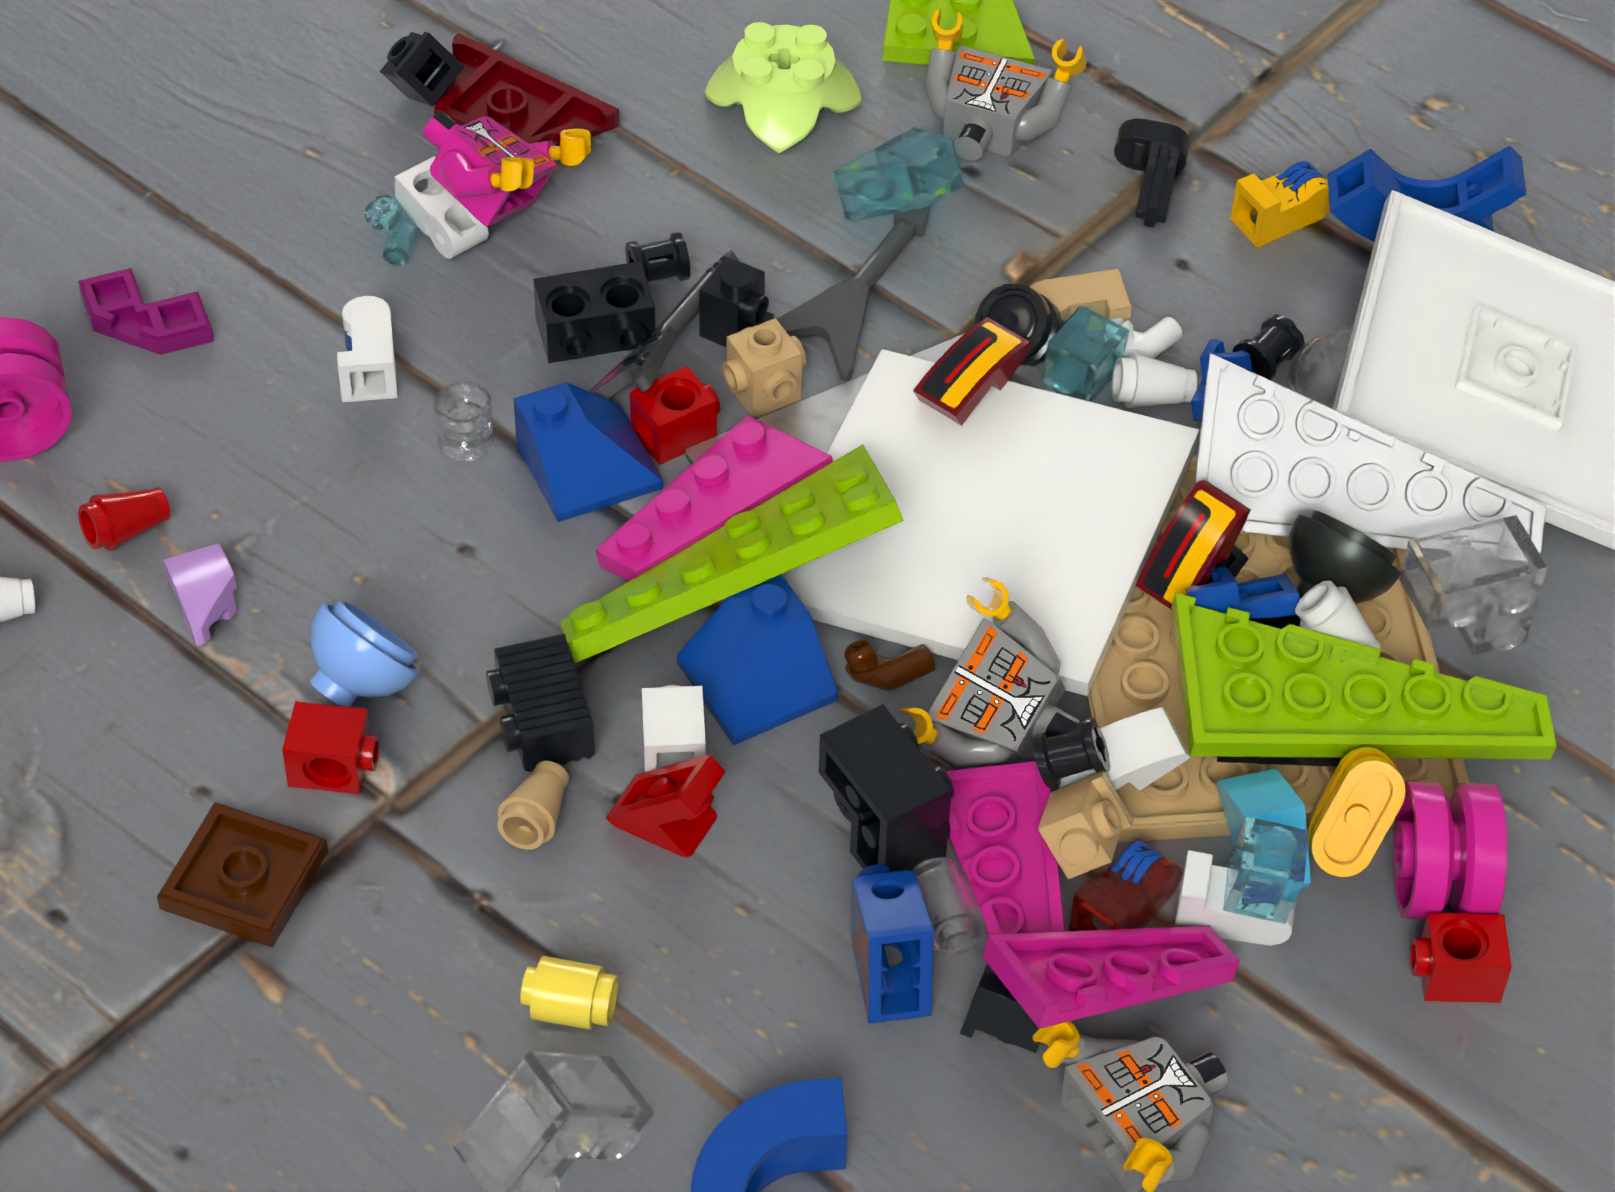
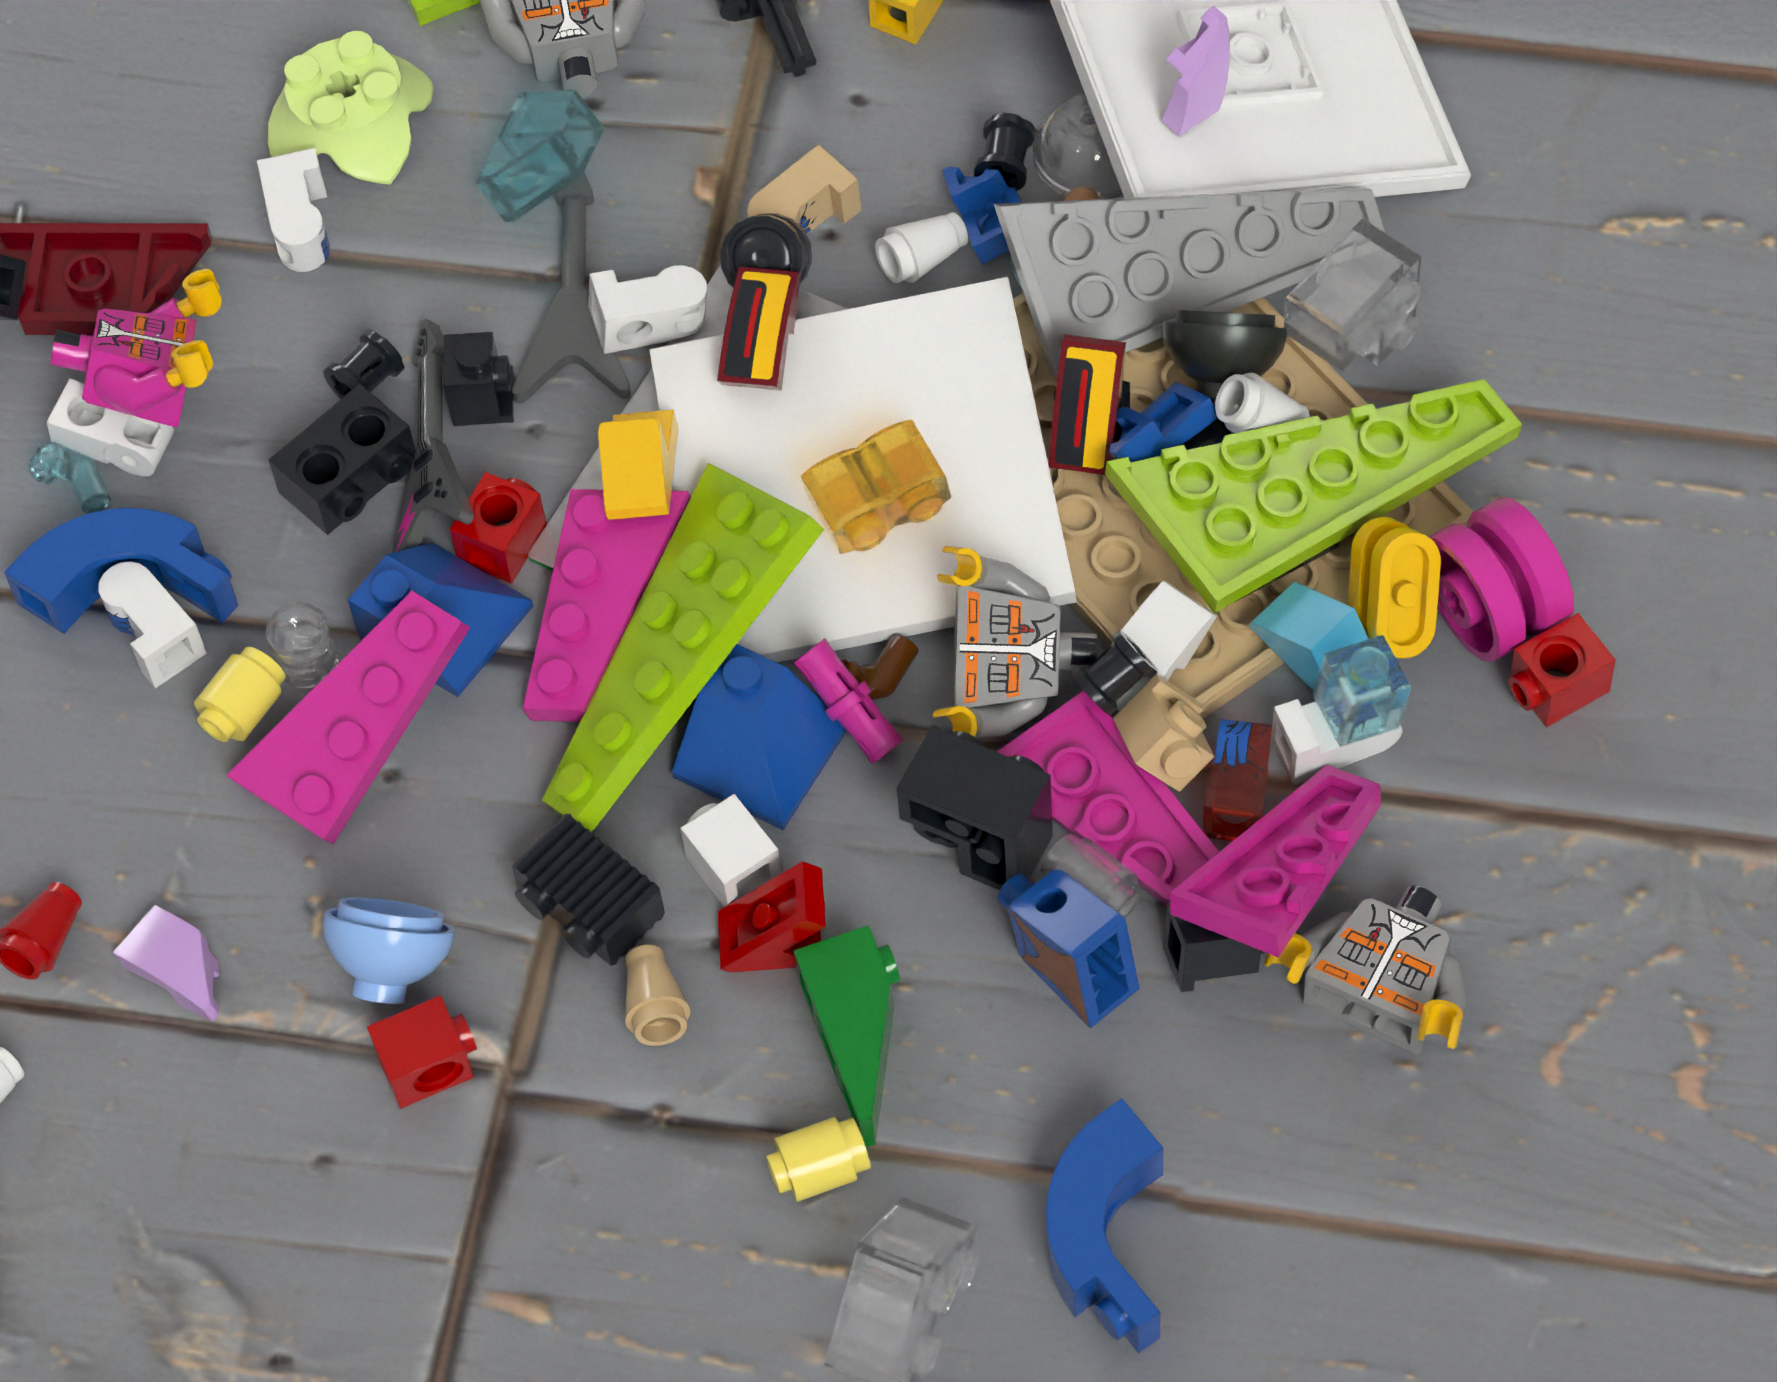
camera: 25 degrees left, 10 degrees up
(243, 874) = (427, 1219): reddish brown tile -> none
(330, 278) = (63, 567): none -> blue arch
(392, 431) = (239, 695): none -> light yellow brick
(447, 490) = (346, 727): none -> dark pink wing
(677, 908) = (853, 1010): none -> green slope
(689, 127) = (298, 228): none -> white leg
(764, 367) = (551, 429): tan brick -> none
(806, 414) = (638, 463): none -> yellow slope
(845, 663) = (848, 701): none -> dark pink pin
(902, 320) = (646, 308): none -> white leg
(979, 523) = (876, 487): none -> clear yellow brick
(1084, 355) = (843, 252): clear light blue brick -> none
(1154, 340) = (879, 212): white arm -> none
(1452, 349) = (1204, 74): none -> lavender slope

